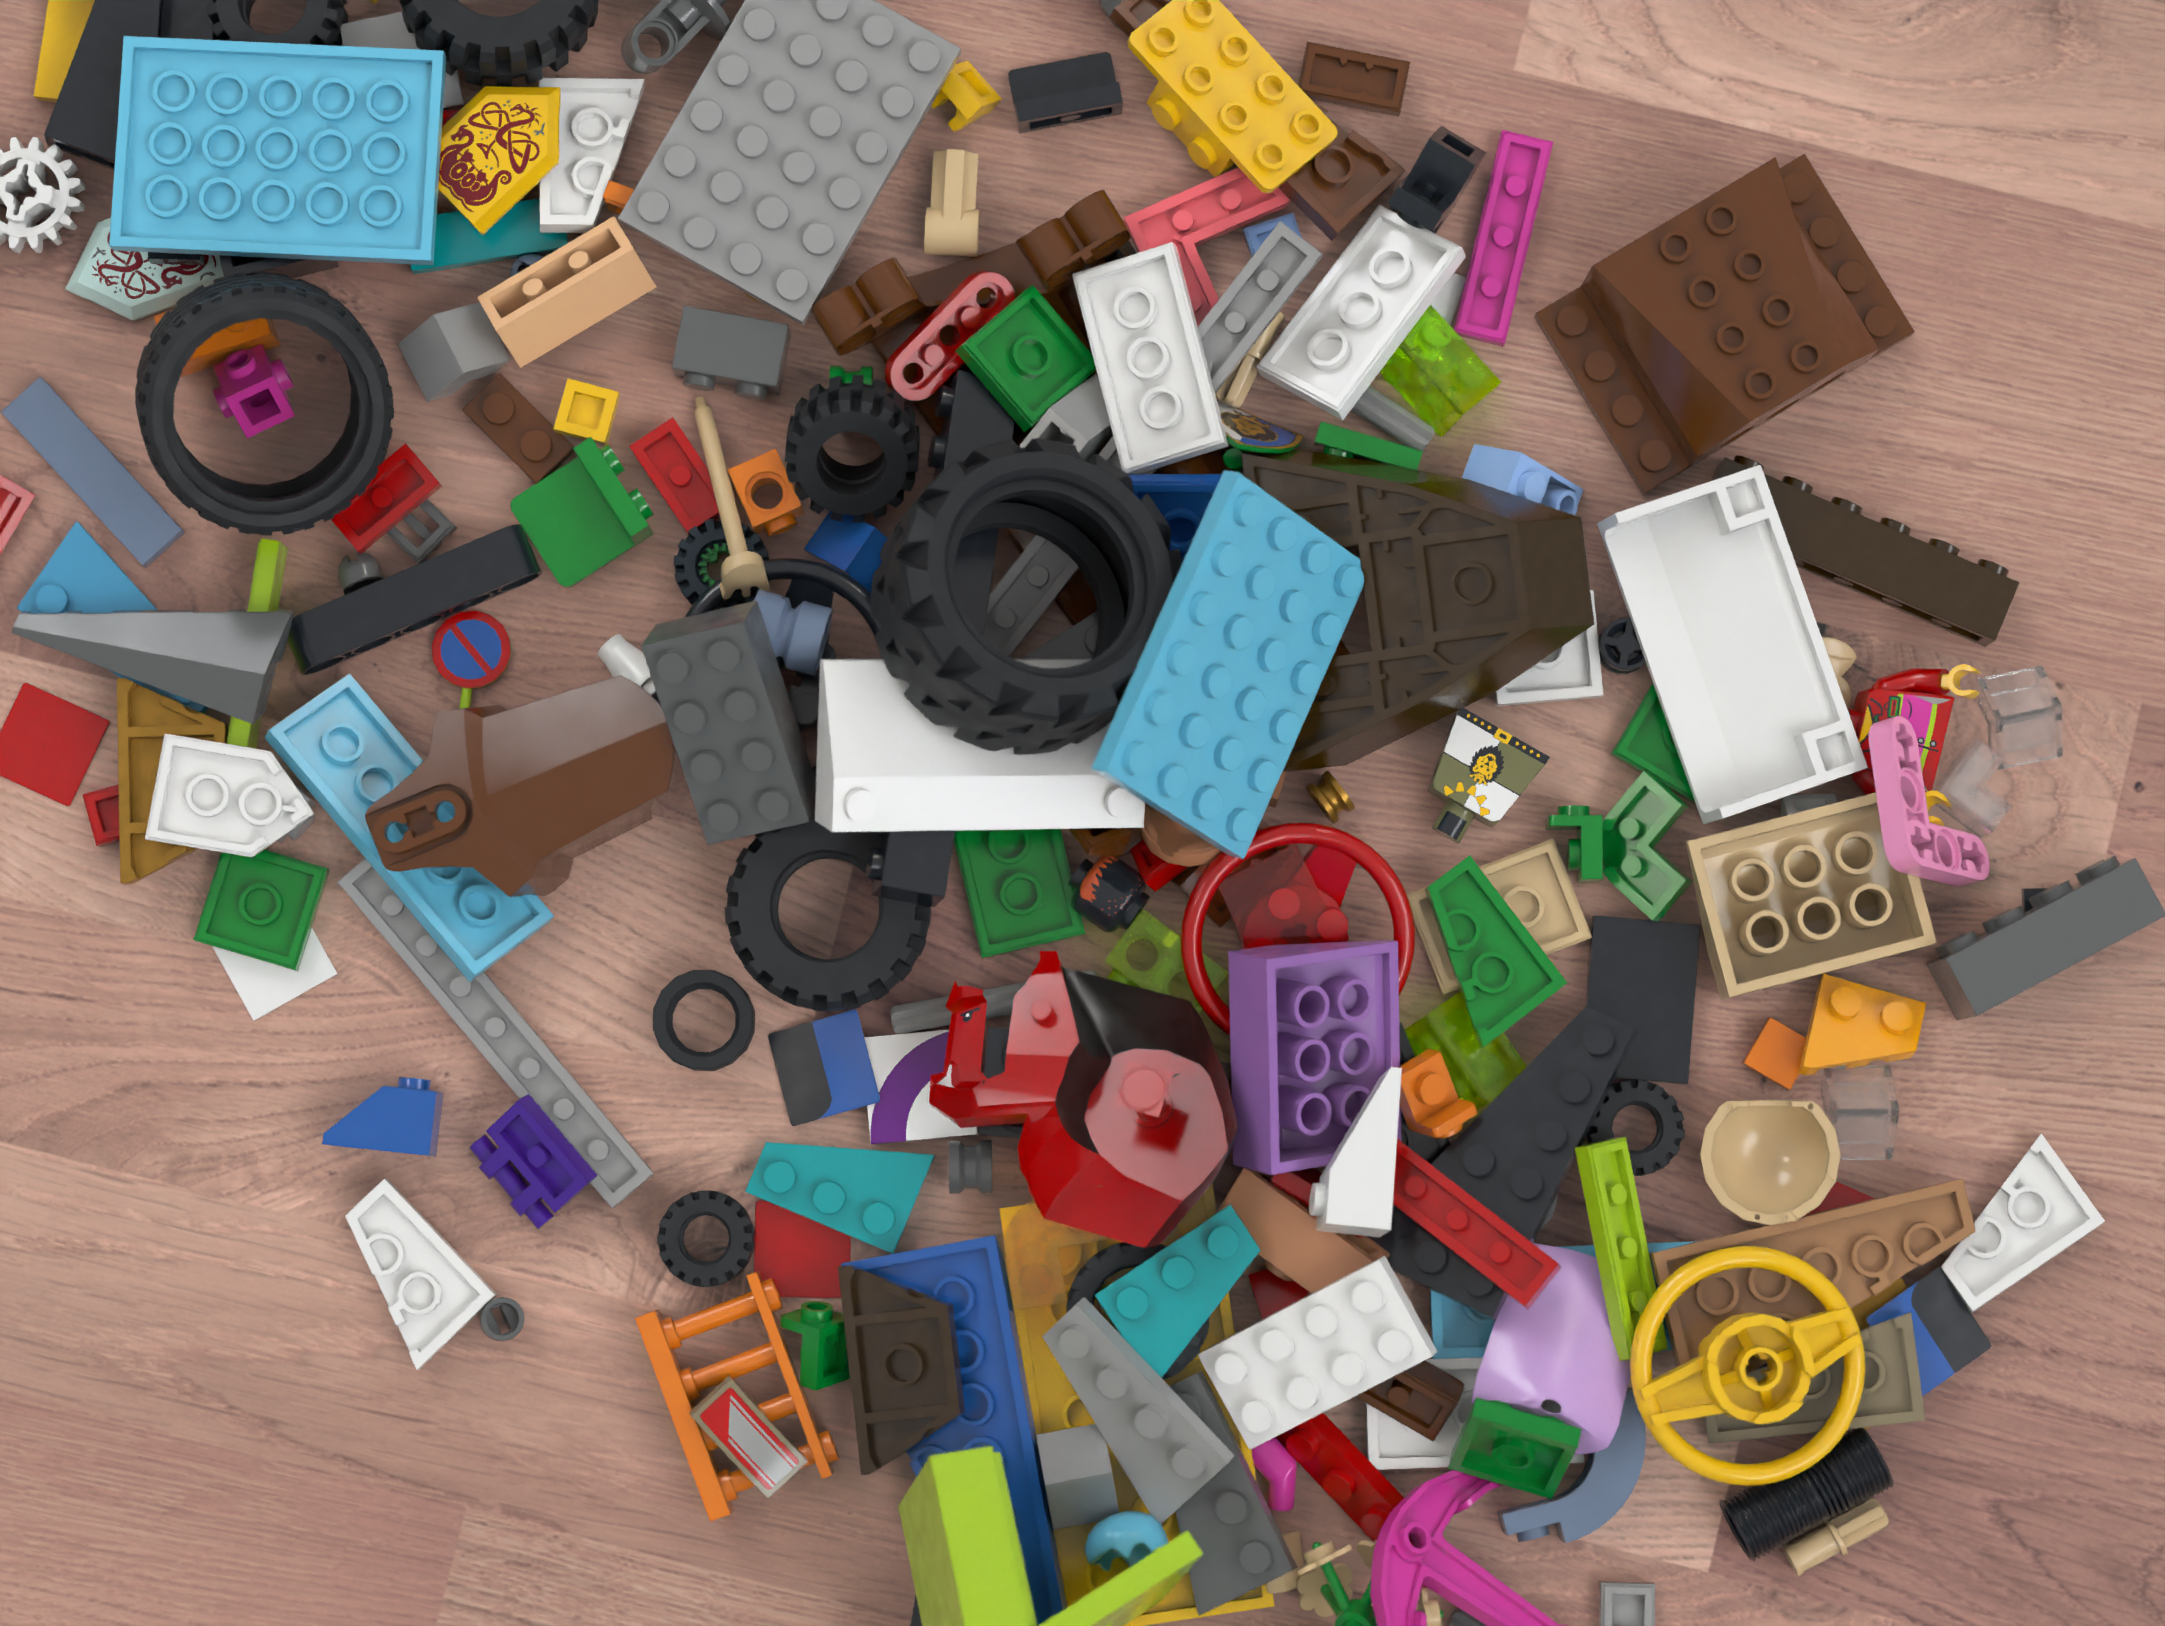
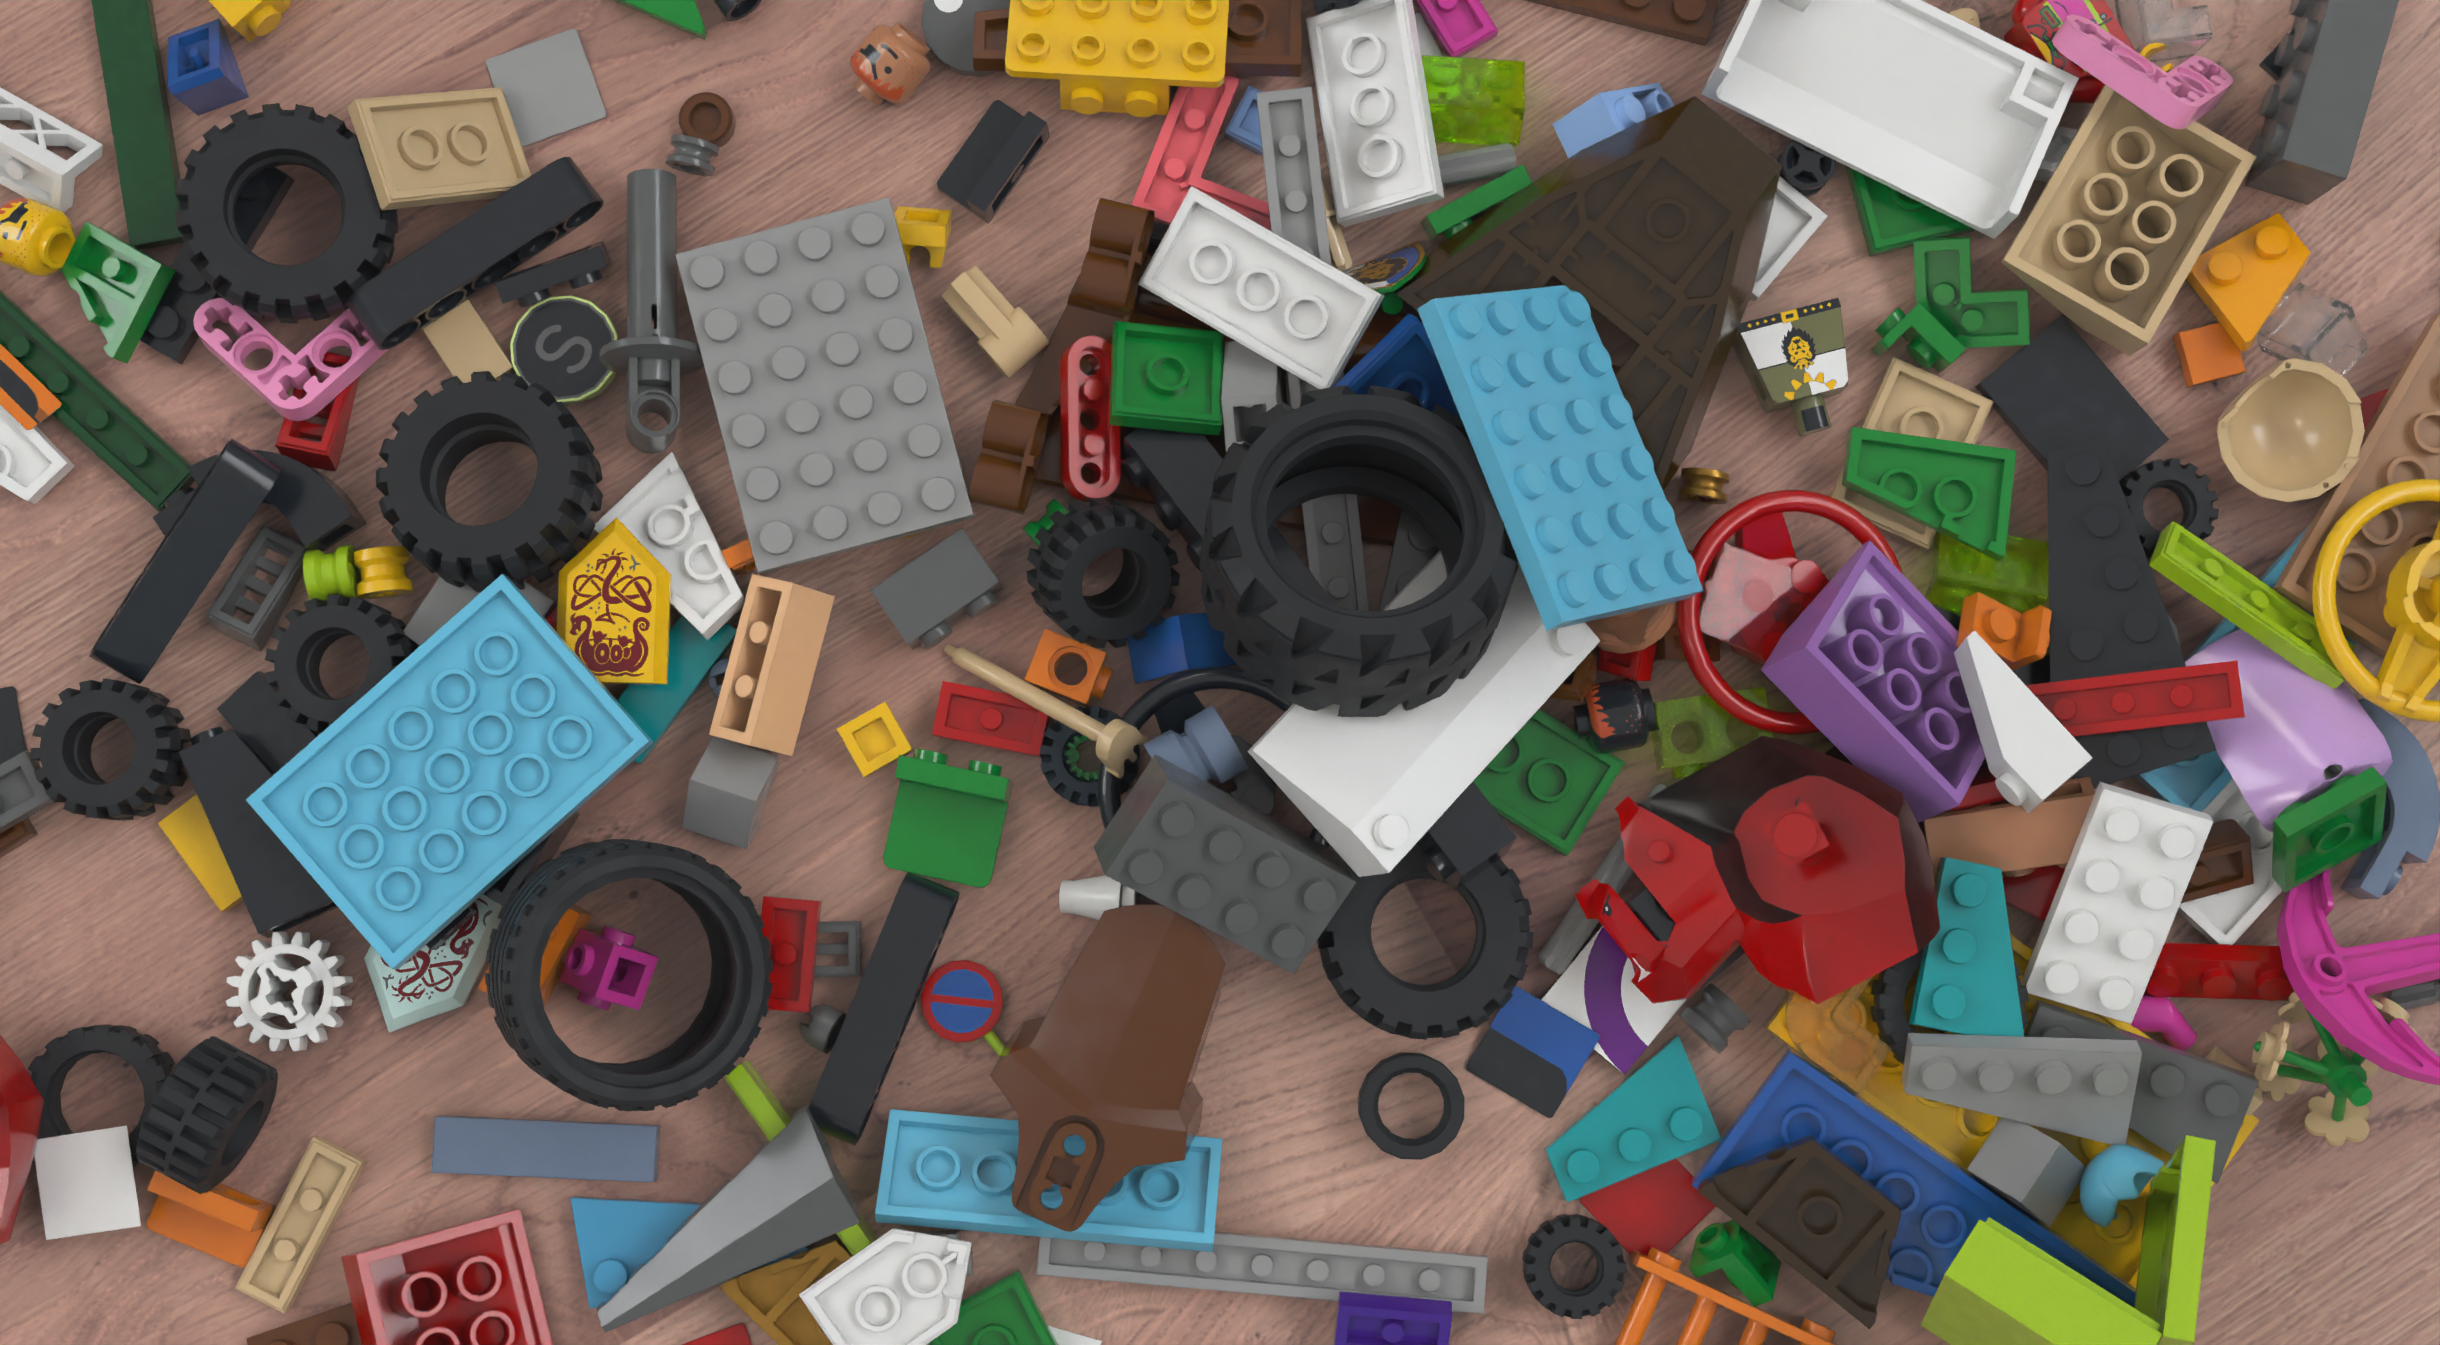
camera: 40 degrees left, 0 degrees up
(518, 429) = (835, 803): reddish brown plate -> none

